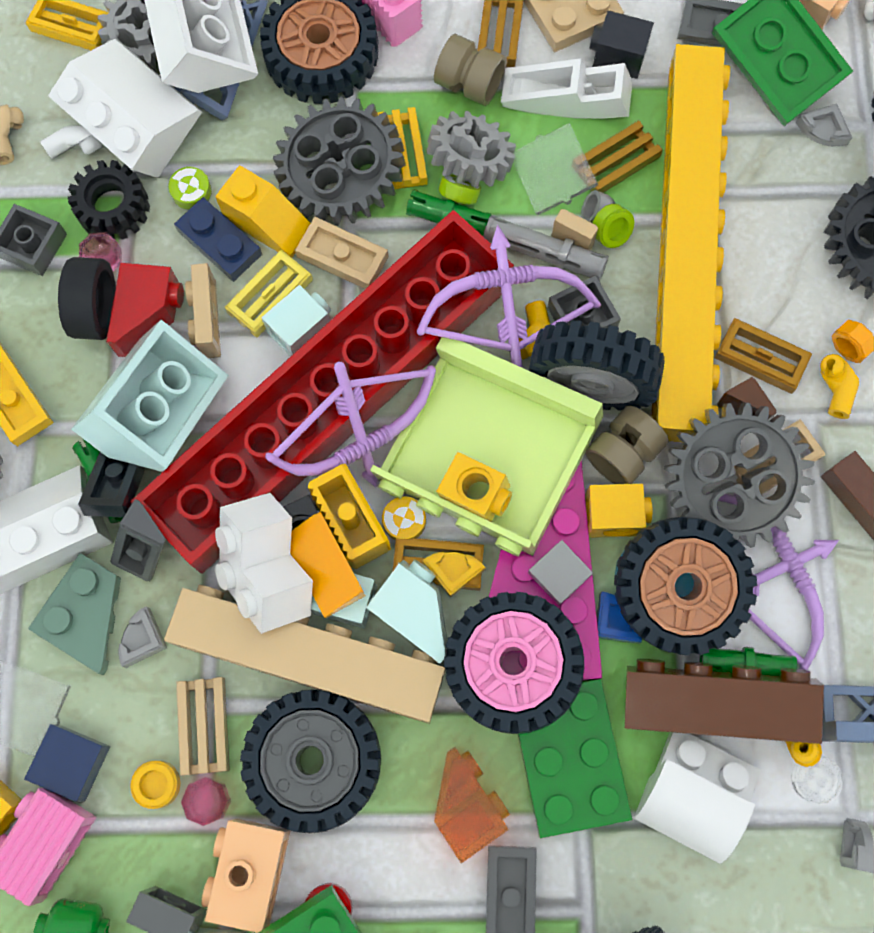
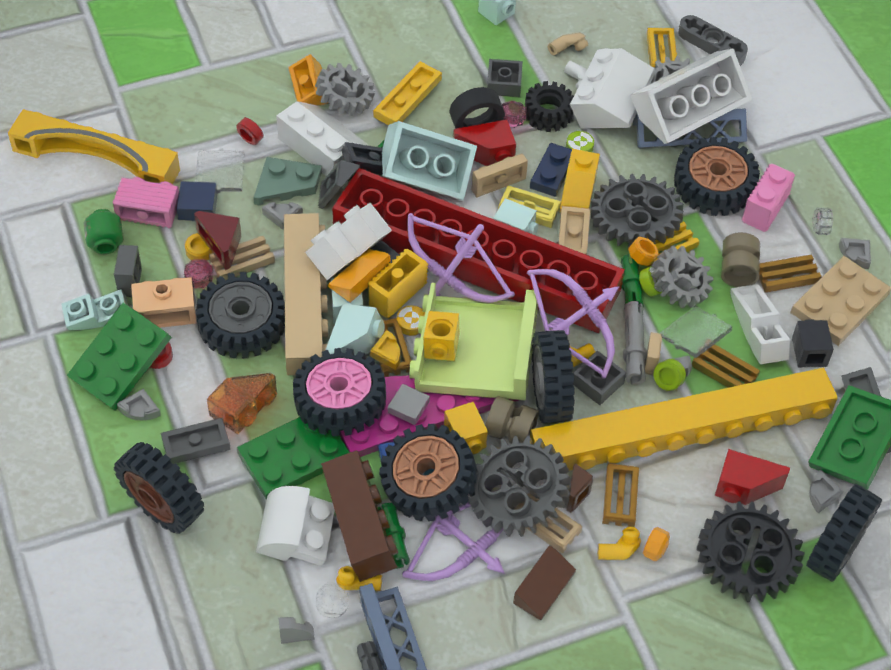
camera: 65 degrees right, 20 degrees down
(161, 749) = (220, 234): none -> dark red slope
(418, 177) = (643, 251): none -> light orange tile
(793, 201) = (749, 478): none -> red slope

